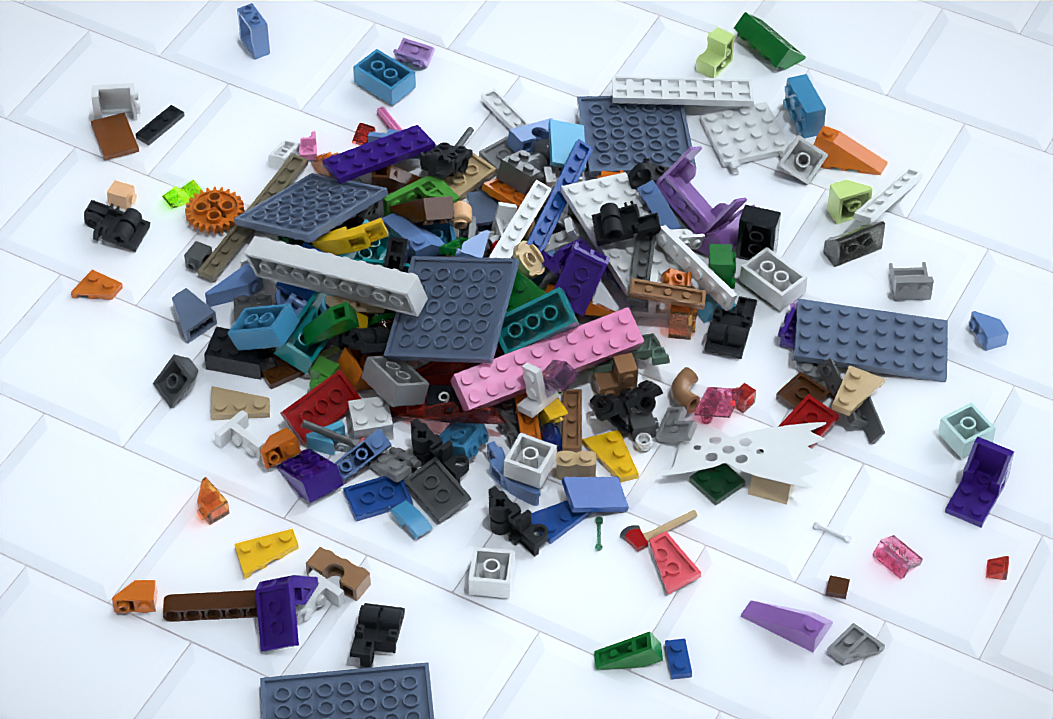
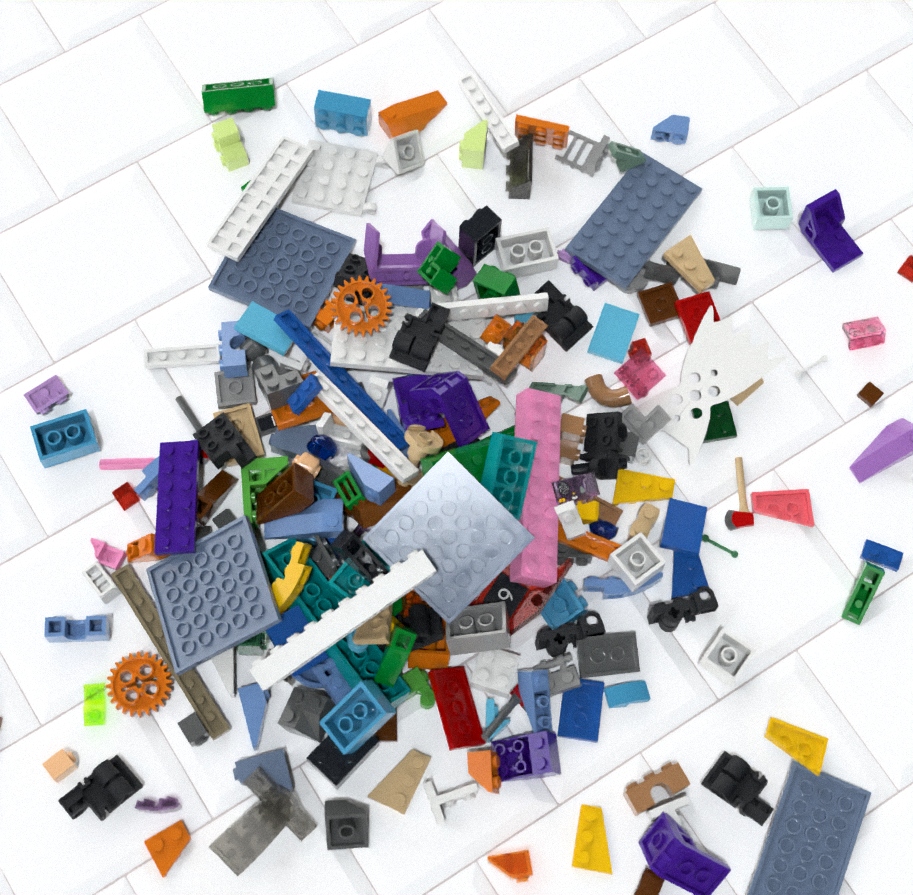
camera: 65 degrees left, 20 degrees up
(124, 264) = (164, 806): none -> clear purple slope
(147, 325) = (261, 823): none -> clear smoke slope
(238, 160) = (66, 630): none -> medium blue arch
(447, 660) = (798, 743): none -> yellow wing
(485, 217) = (322, 446): none -> clear blue hair
(515, 184) = (304, 394): none -> blue plate
(624, 179) = (345, 311): none -> orange gear
(699, 219) = (438, 267): none -> green brick
(756, 372) = (613, 333): none -> medium azure tile
(896, 232) = (543, 131): none -> orange plate
(931, 306) = (626, 156): none -> sand green slope

